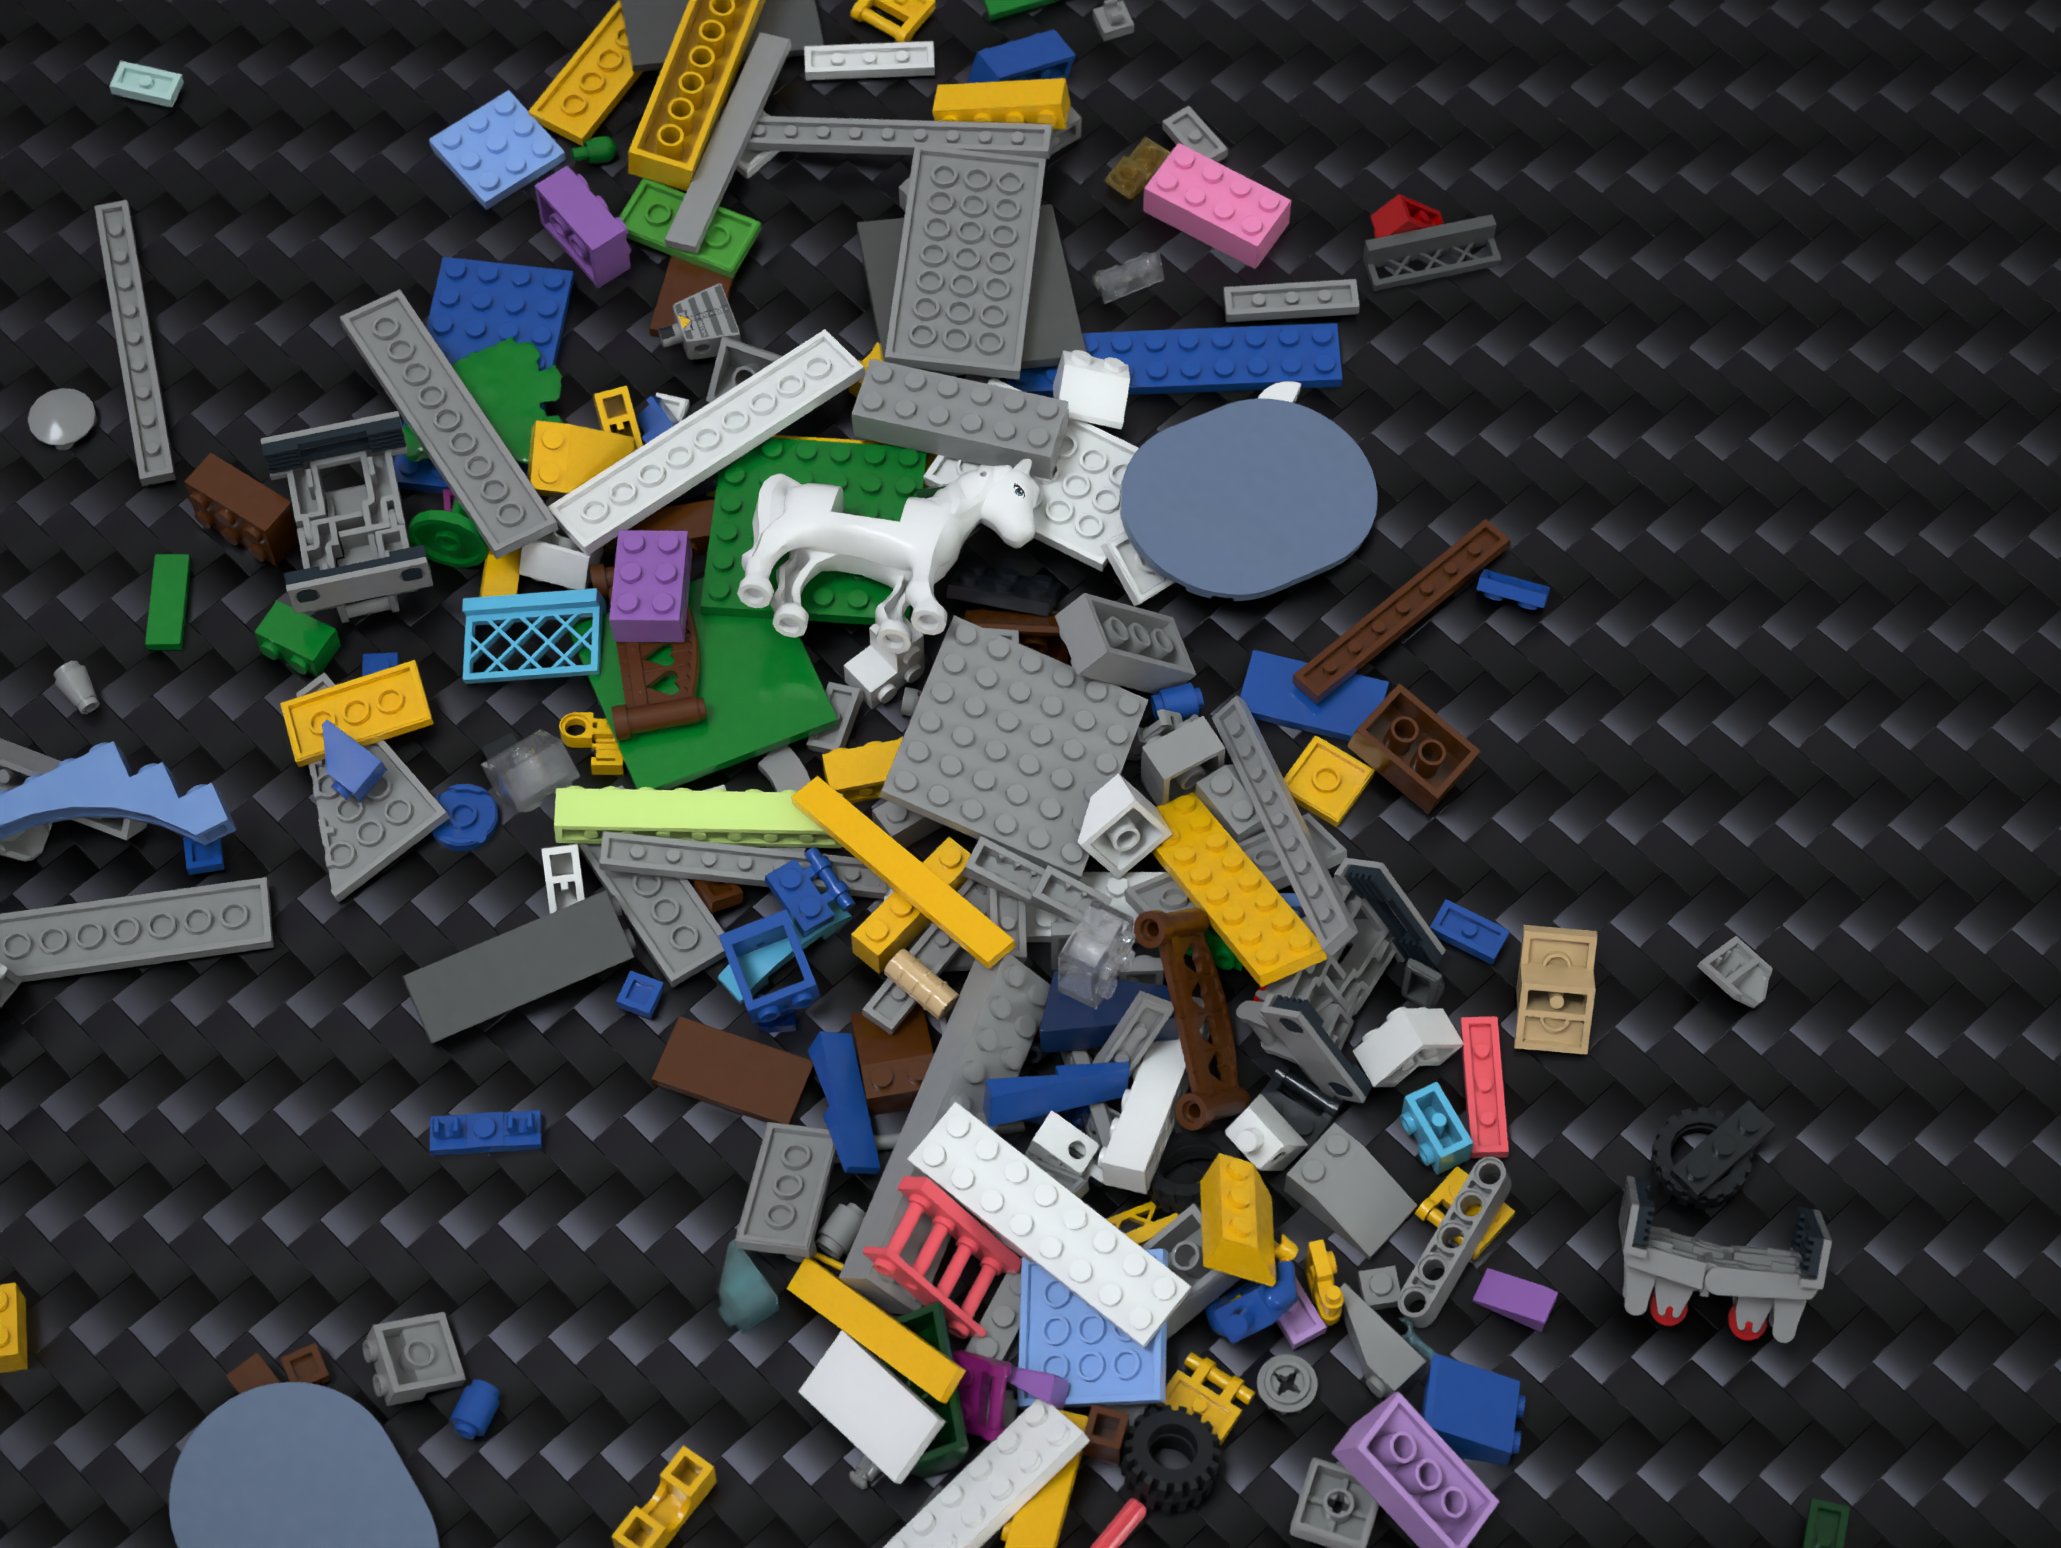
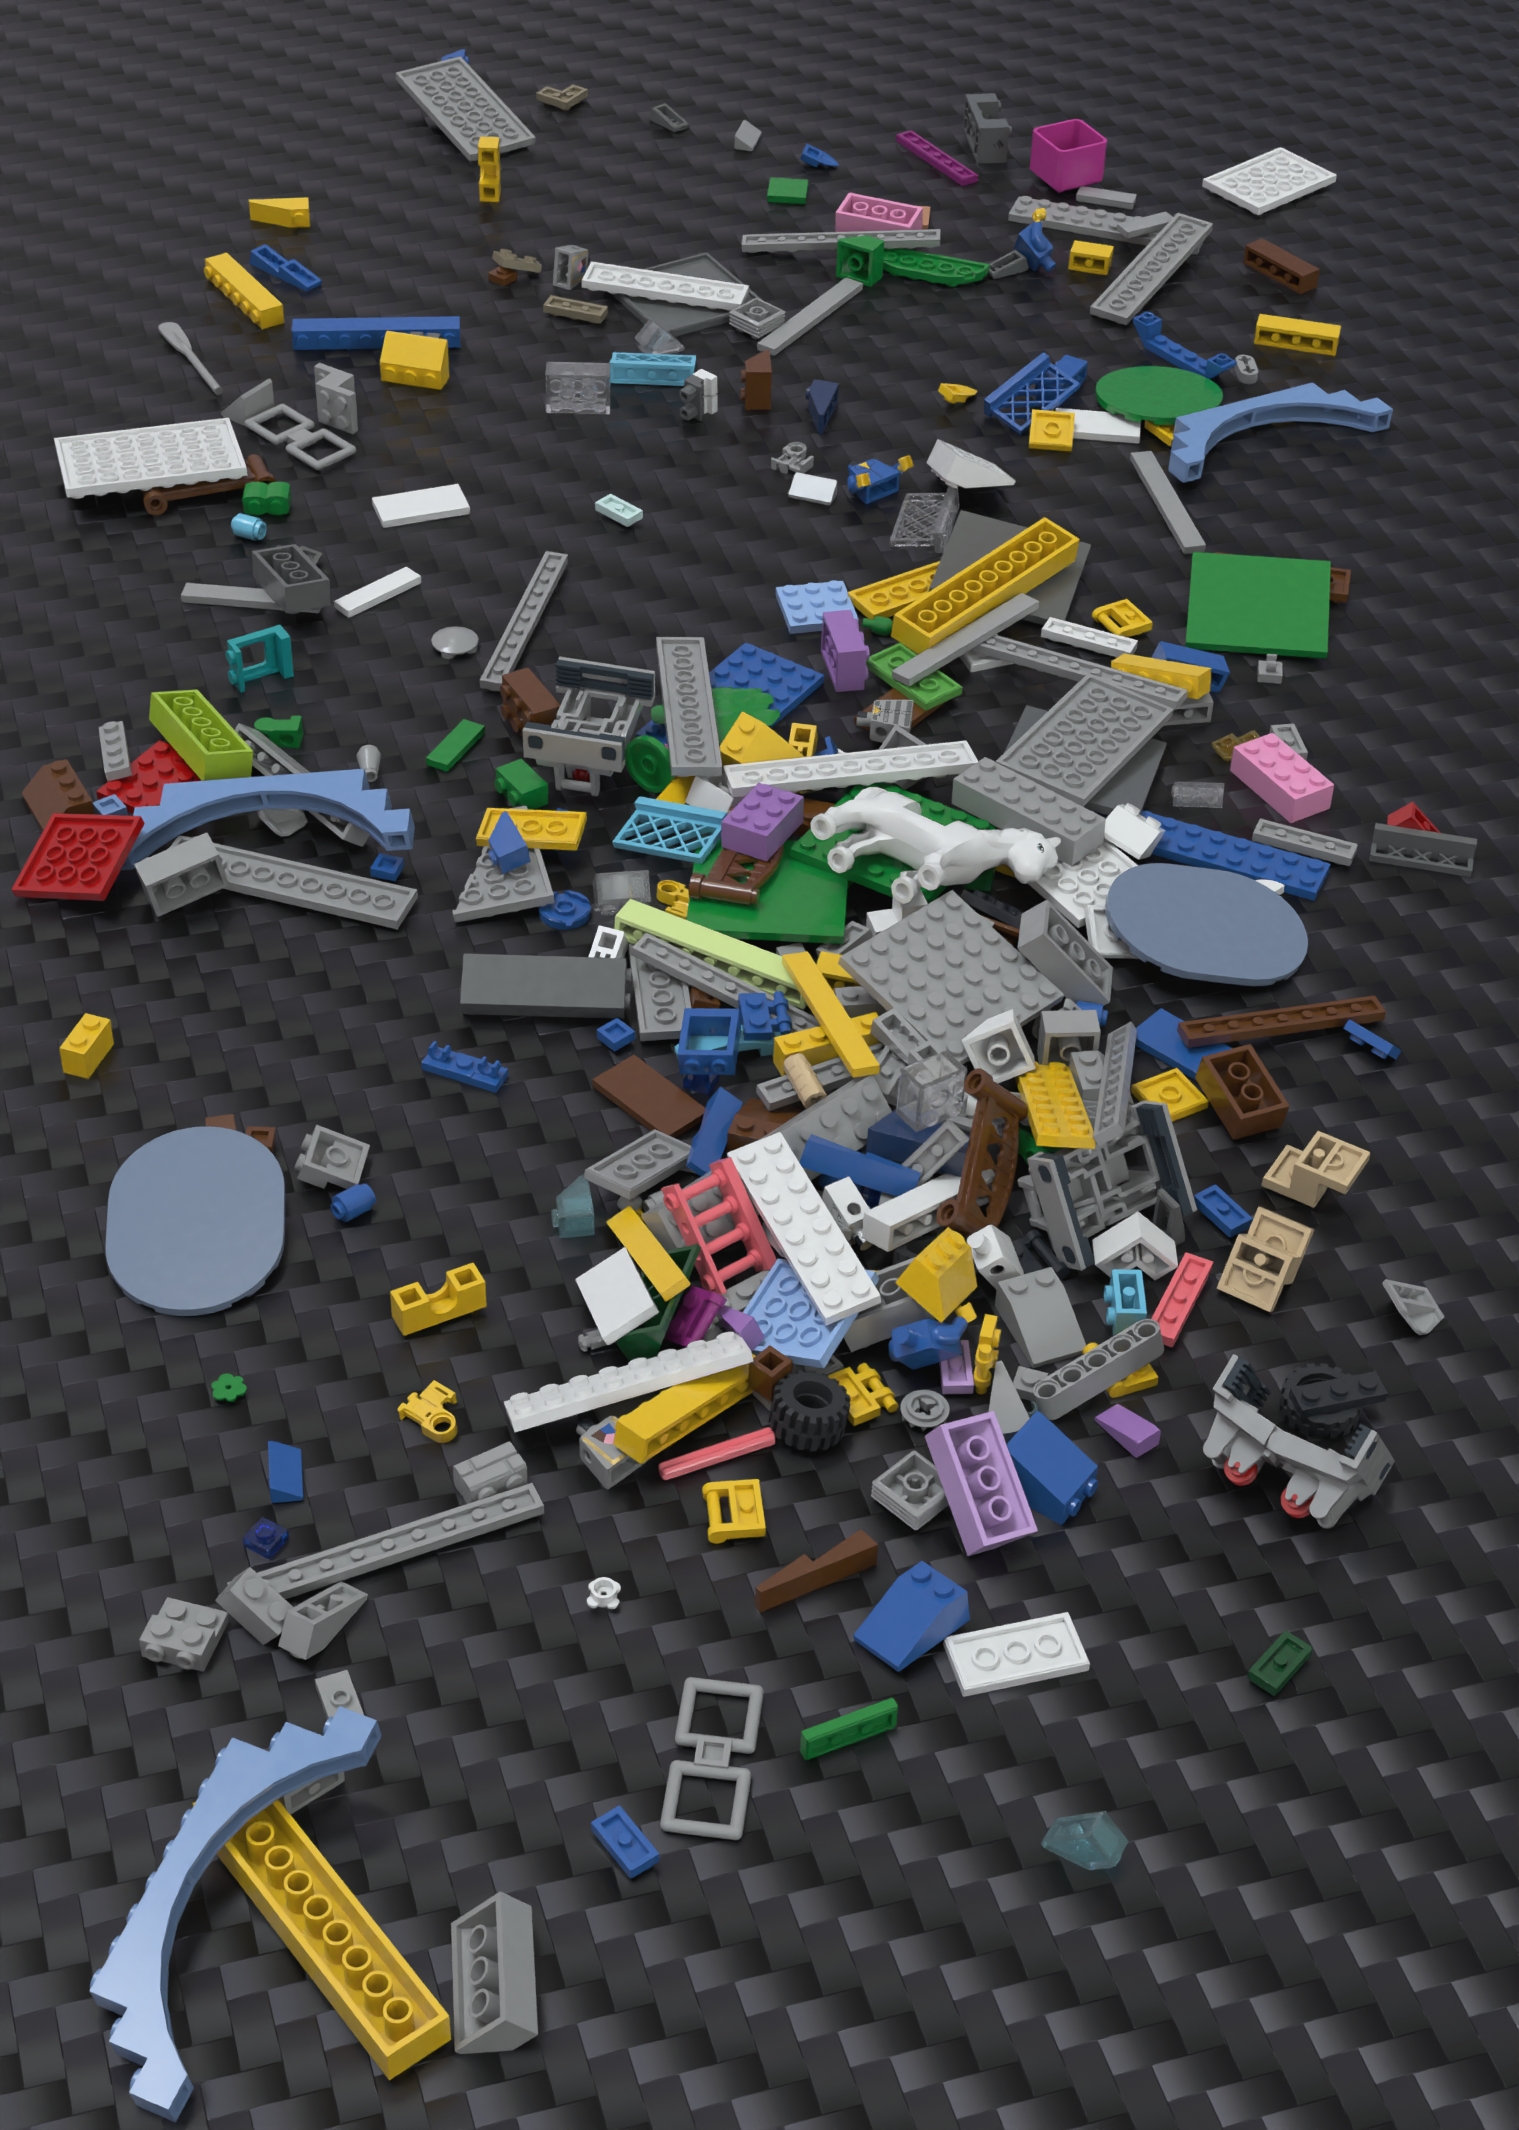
camera: 25 degrees right, 20 degrees down
(1549, 829) = (1321, 1165): none -> tan bracket

